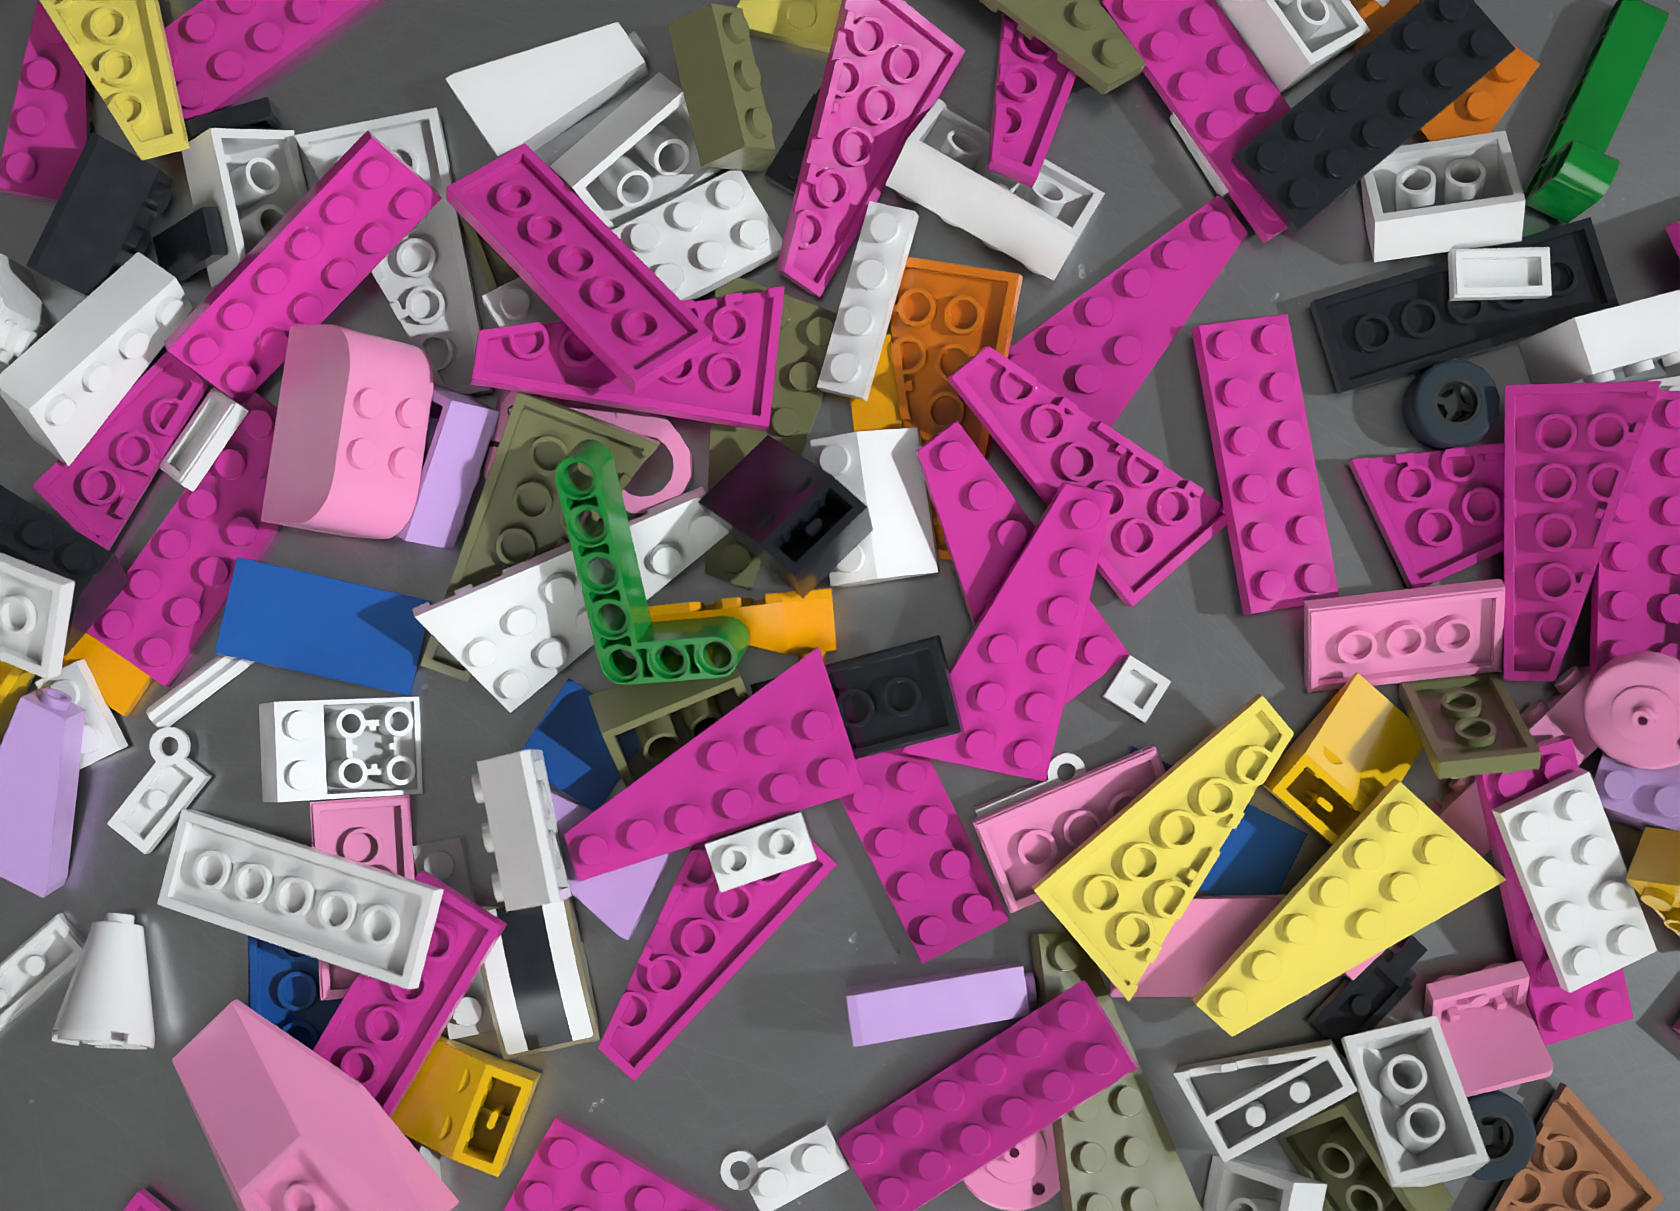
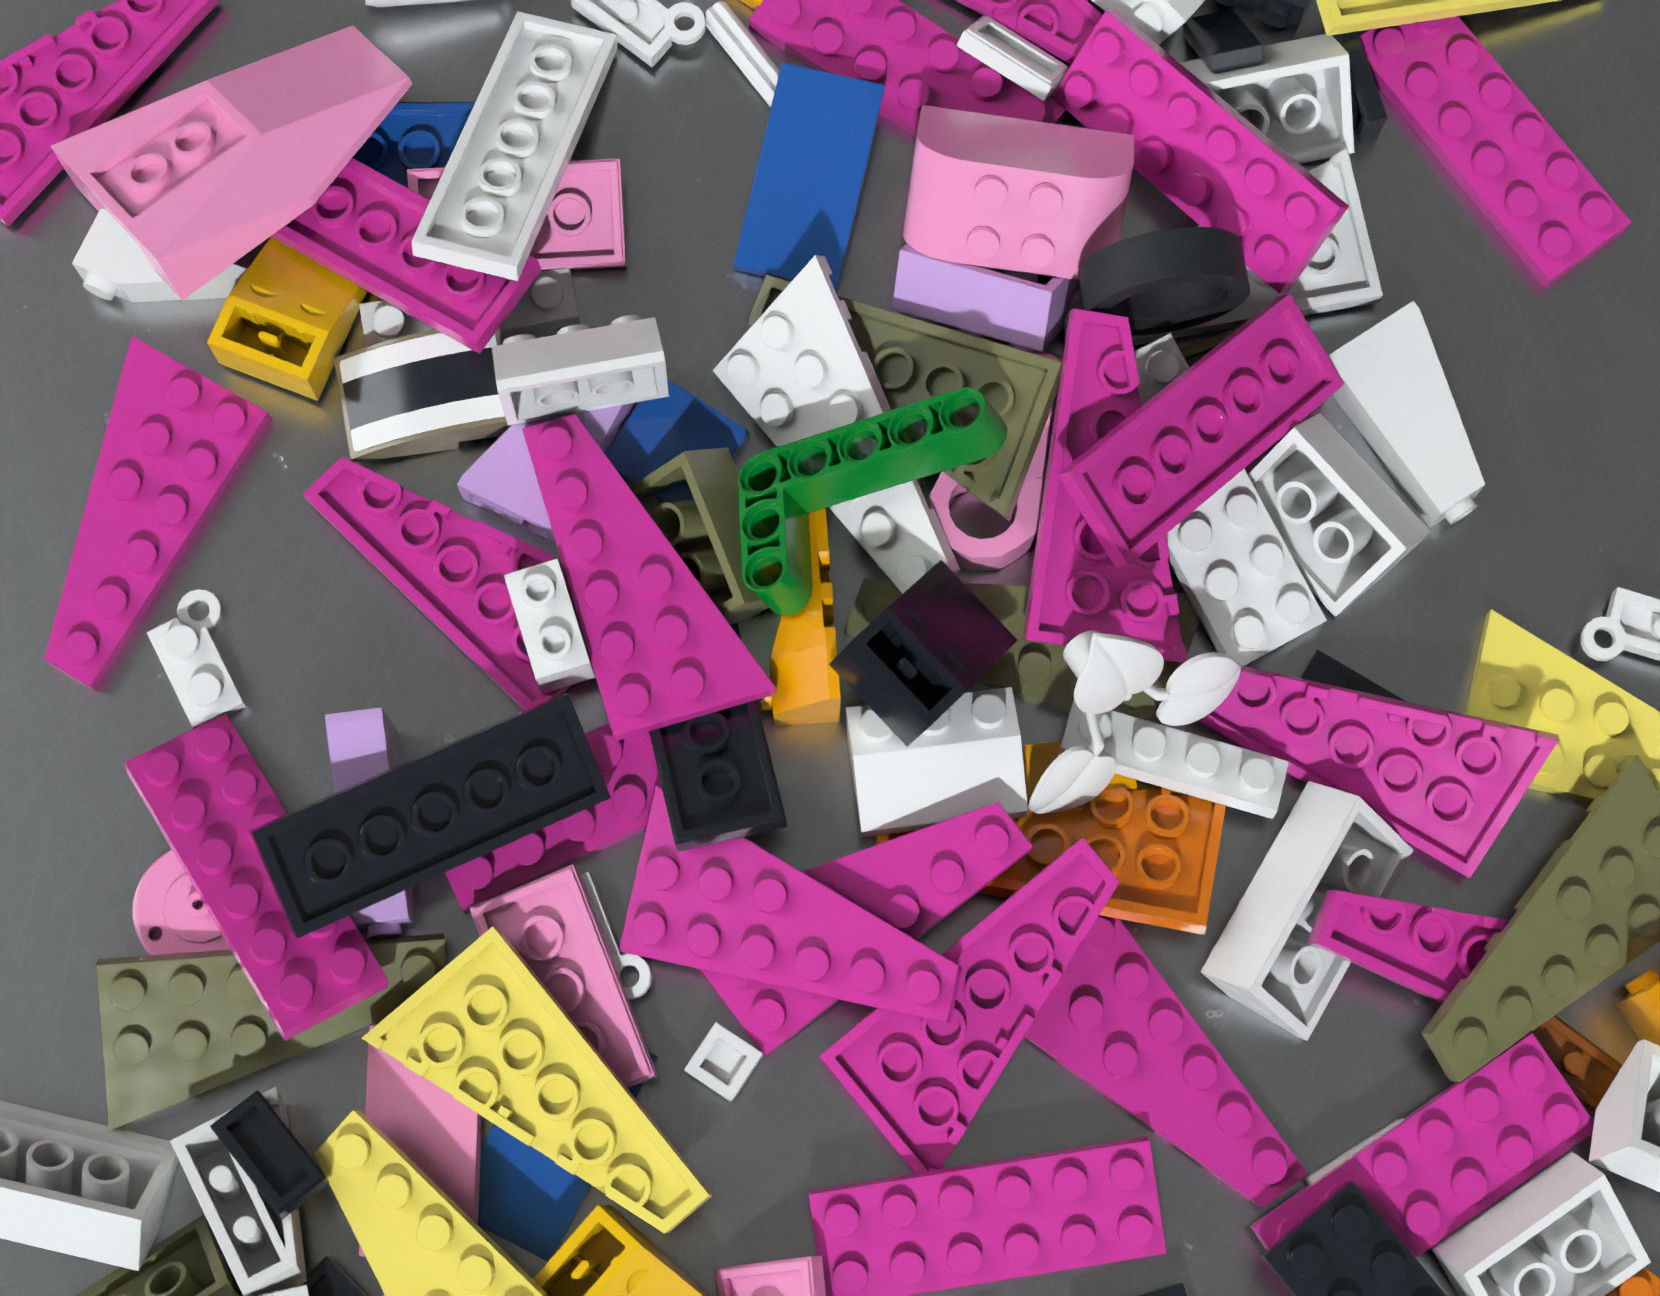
camera: 90 degrees right, 10 degrees down
(340, 748) = (676, 196): white slope -> none
(439, 298) = (1167, 278): none -> black tyre
(722, 89) = (1410, 593): olive slope -> none
(822, 342) = (1107, 673): none -> white plant
(939, 949) = (429, 815): none -> black plate
(1236, 1075) = (269, 1154): none -> black tile

